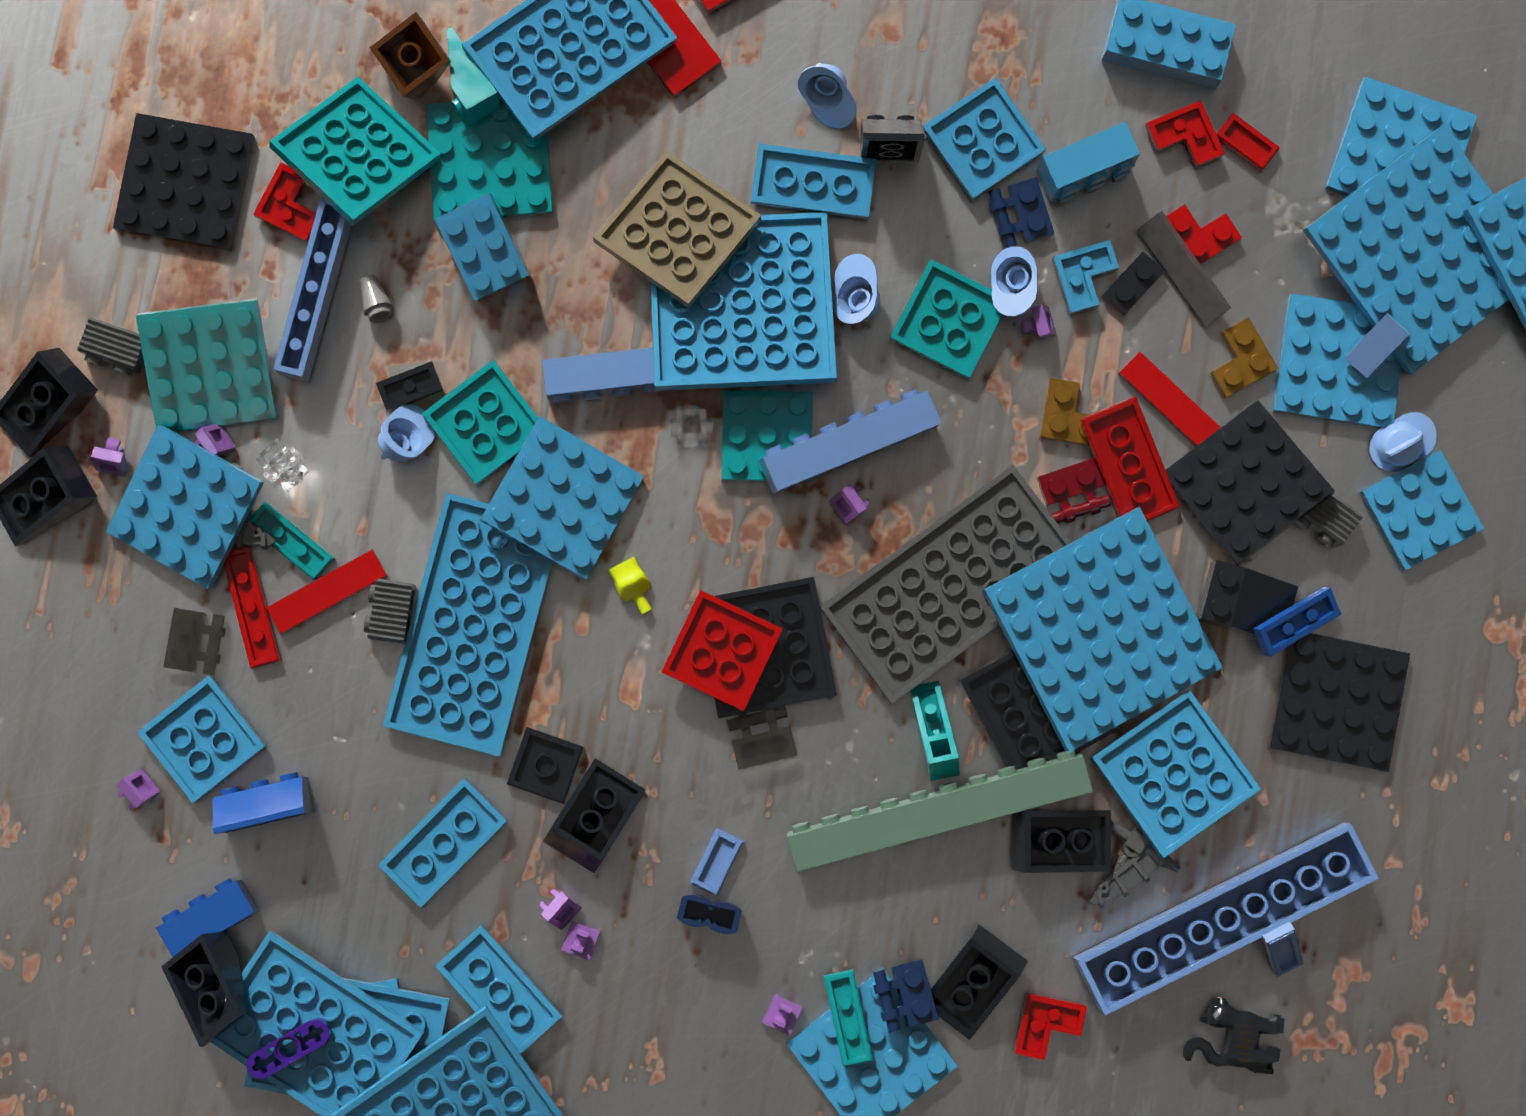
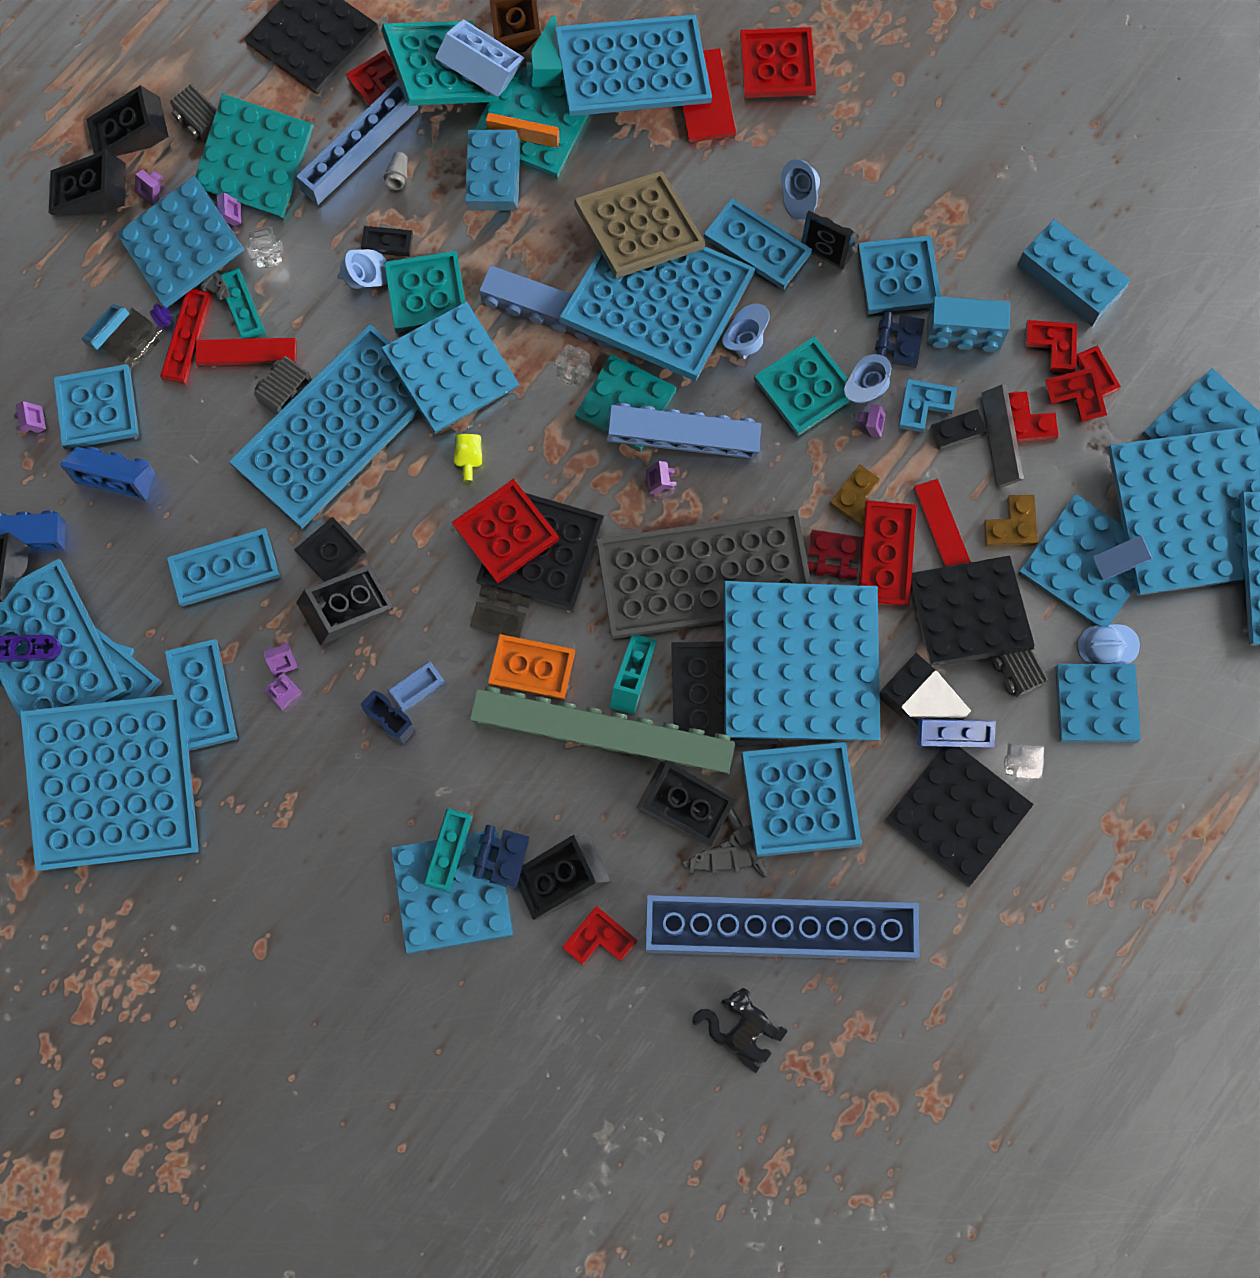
camera: 30 degrees right, 10 degrees down
(158, 644) = (105, 326): none -> dark azure tile
(211, 600) = (161, 315): none -> dark purple plate
(399, 125) = (479, 58): none -> light blue slope
(491, 183) = (526, 130): none -> orange tile
(782, 1014) = (401, 825): medium lavender tile -> none
(826, 779) = (531, 667): none -> orange plate
(1240, 170) = (1080, 385): none -> red plate
(1283, 949) = (814, 976): medium blue tile -> none
(1380, 615) = (1024, 762): none -> clear brick

